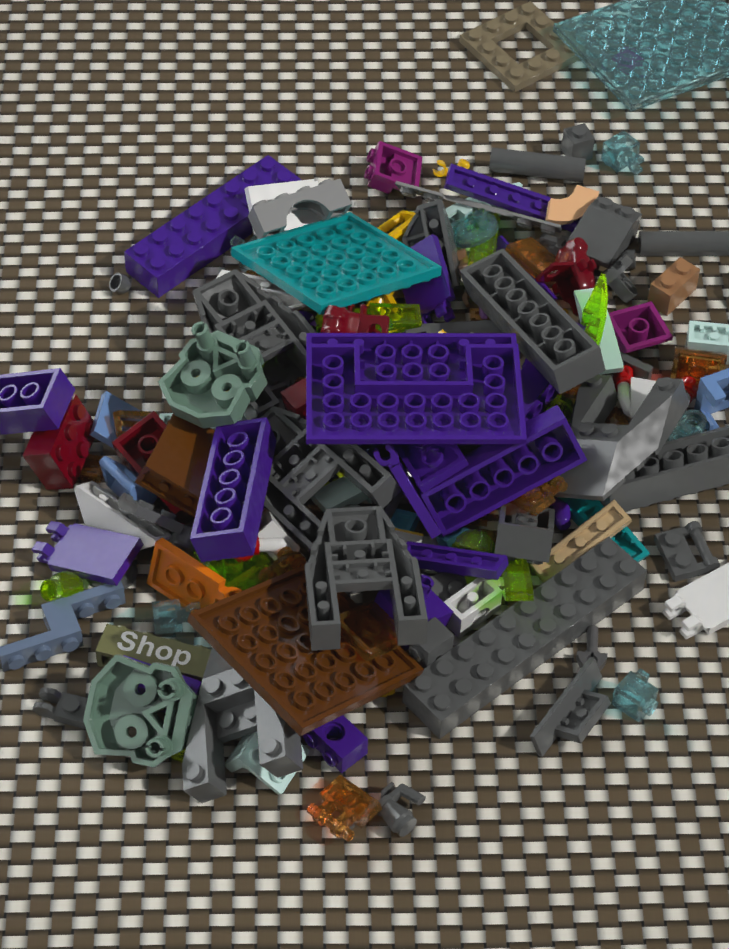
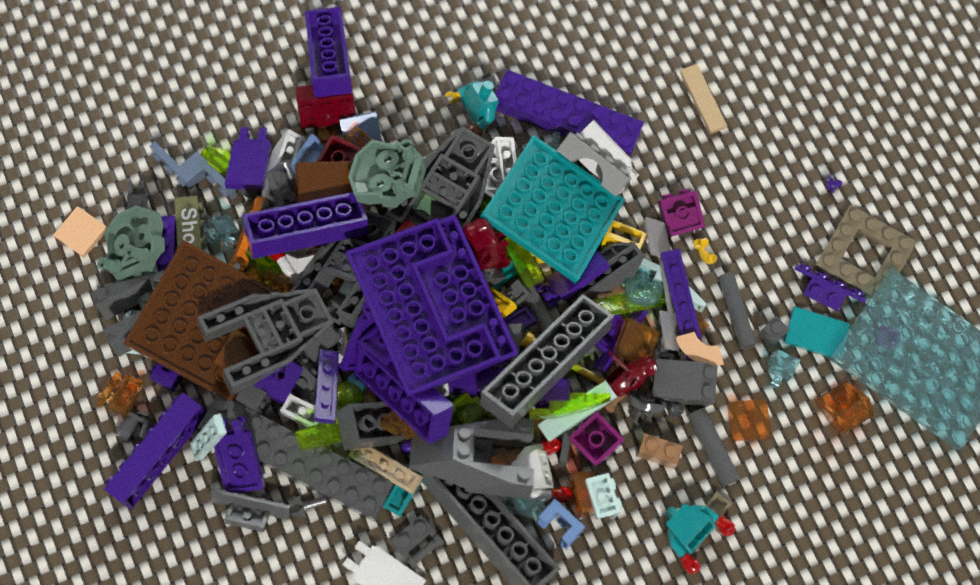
camera: 65 degrees right, 20 degrees up
(74, 791) = (80, 232): none -> light nougat tile
(152, 293) = (479, 102): none -> teal torso
(261, 107) = (703, 99): none -> tan tile
(427, 38) = (830, 183): none -> dark purple plate
(451, 783) = (155, 451): none -> dark purple brick
(466, 702) = (208, 437): none -> light aqua tile
(502, 687) = (239, 458): none -> dark purple tile
(550, 89) = (827, 291): none -> dark purple bracket
(596, 109) = (815, 332): none -> teal tile
(636, 695) = (275, 547): clear light blue brick -> none
(668, 204) = (749, 420): none -> clear orange plate
(690, 119) = (845, 407): none -> clear orange slope

